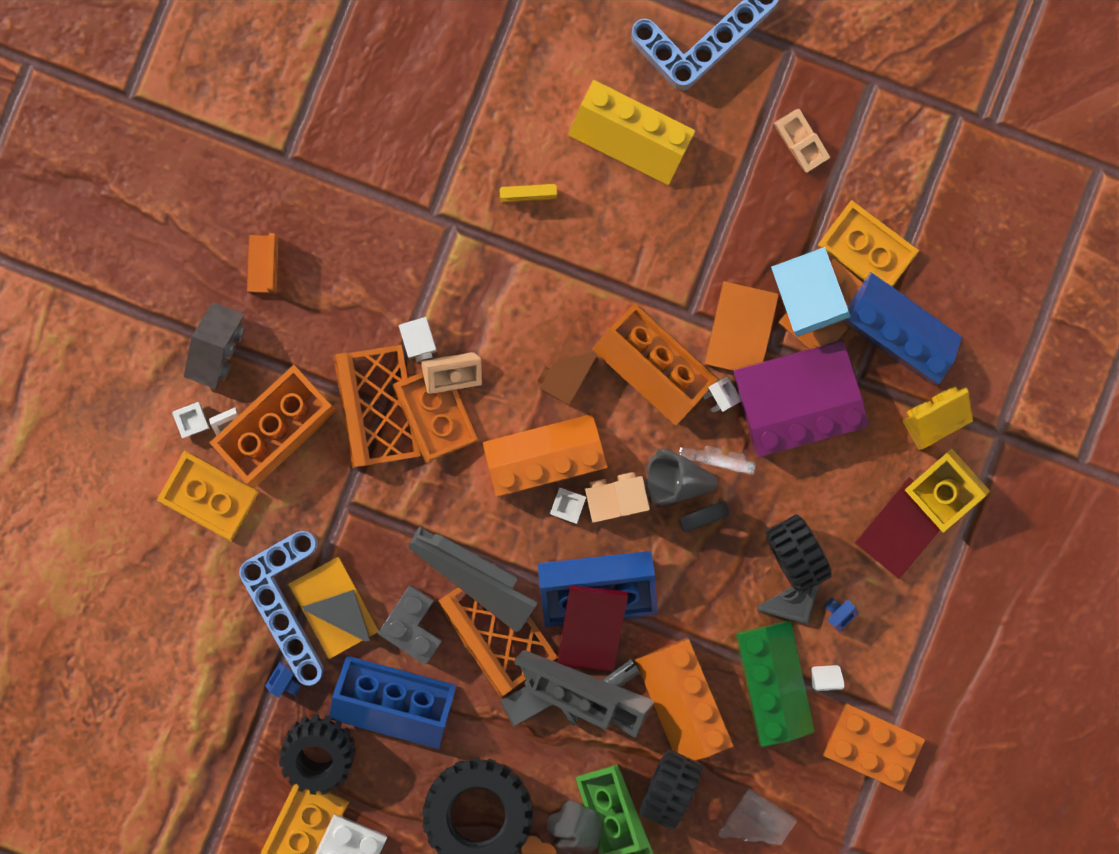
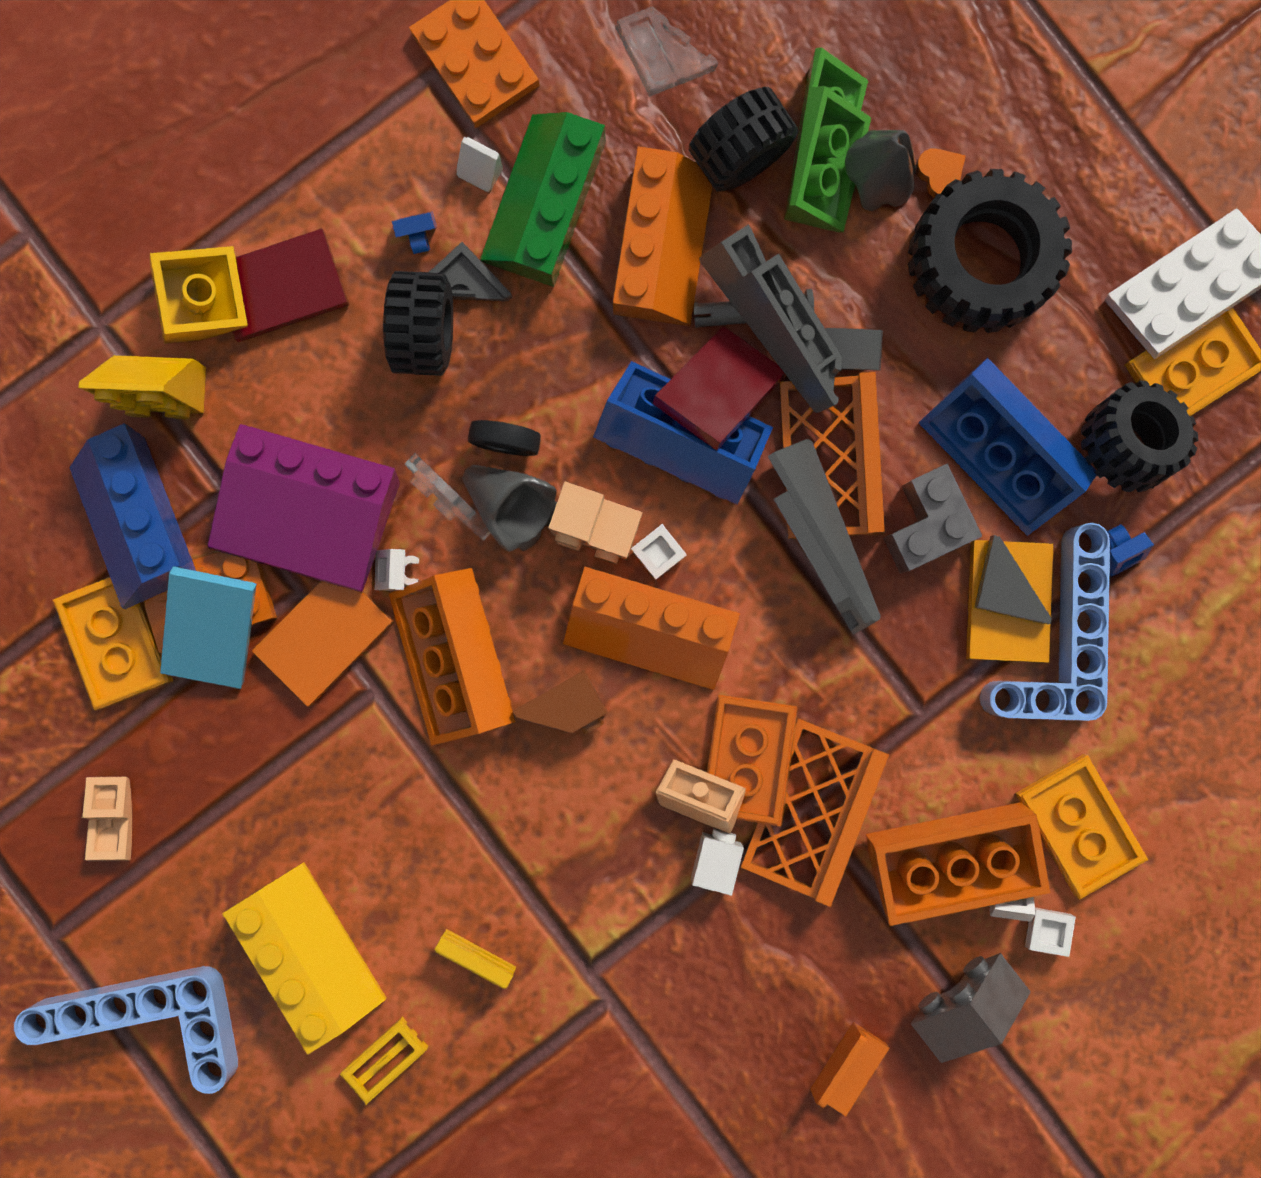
camera: 150 degrees left, 0 degrees up
(539, 121) = (409, 1037): none -> yellow tile

